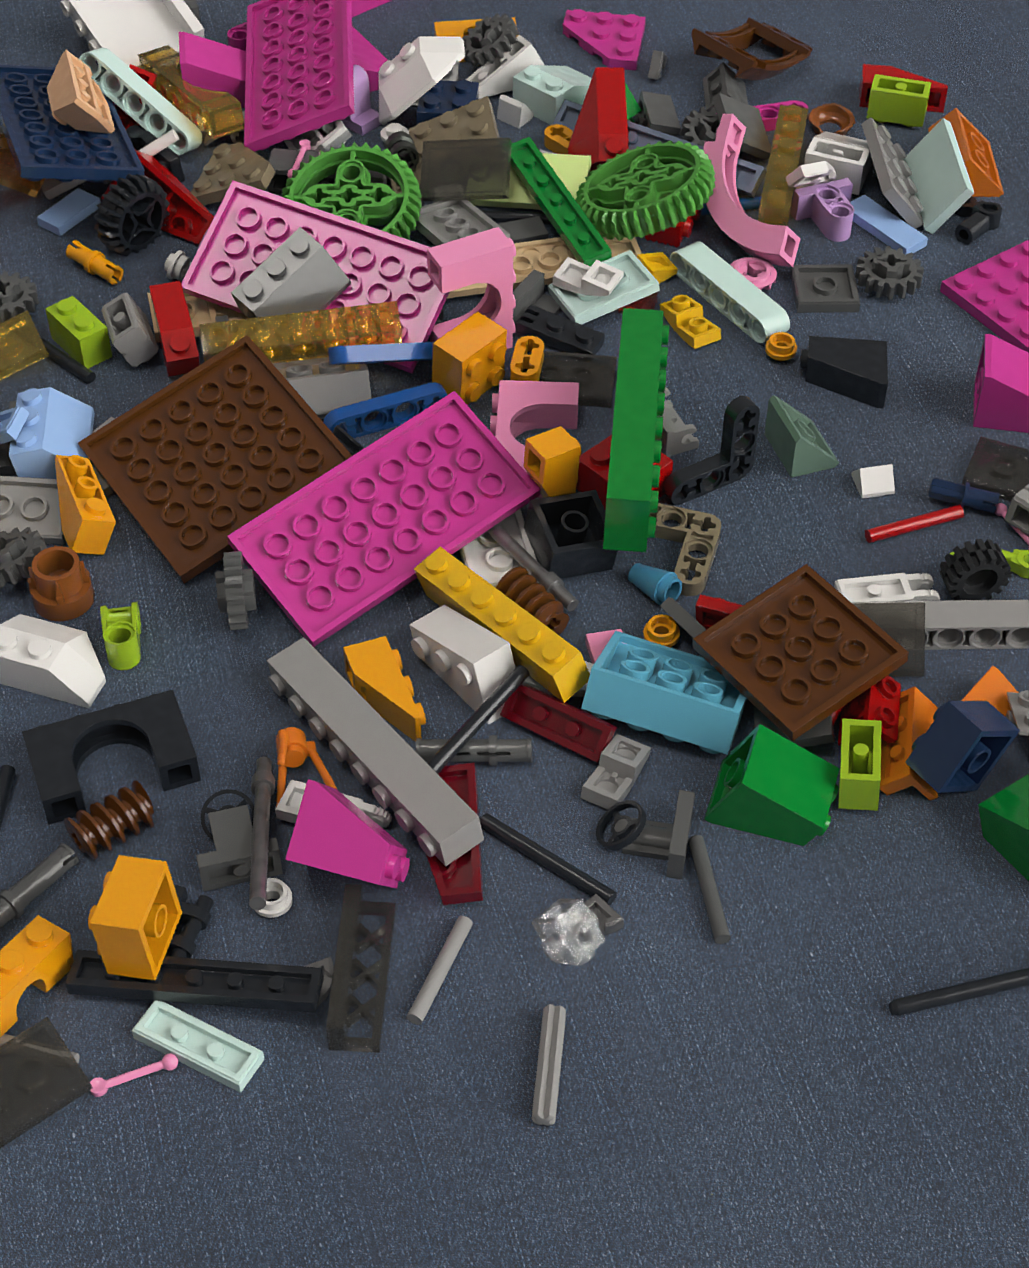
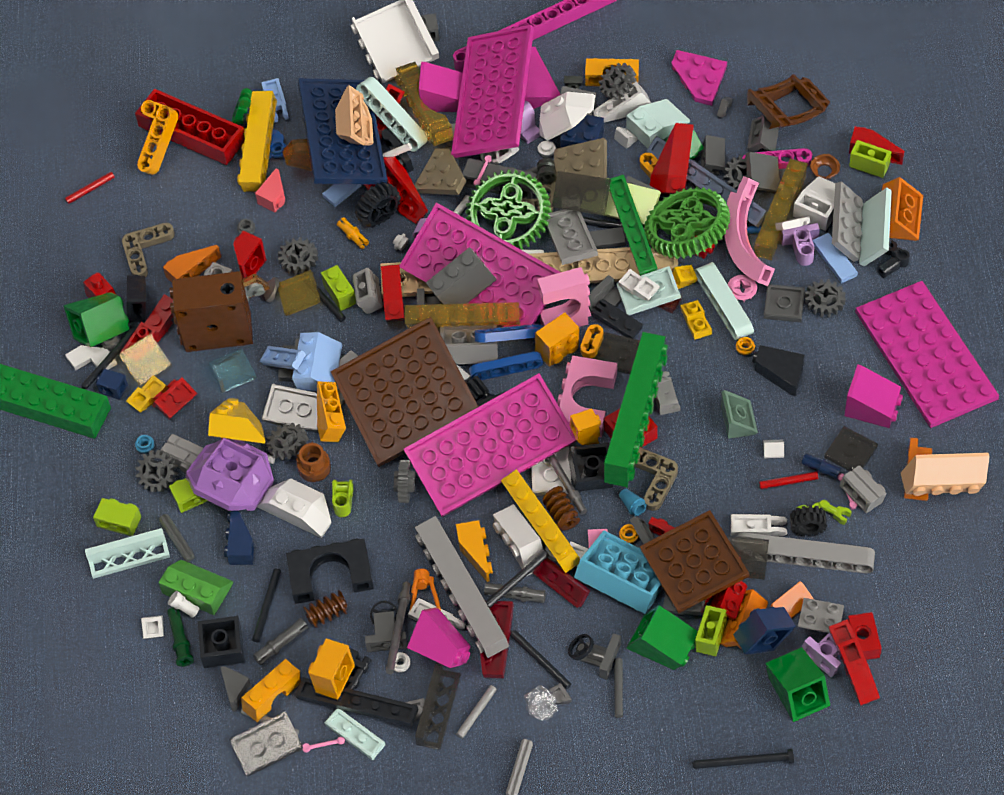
camera: 15 degrees right, 10 degrees up
(616, 773) = (586, 615): light grey slope -> none
(689, 483) = (695, 426): black beam -> none

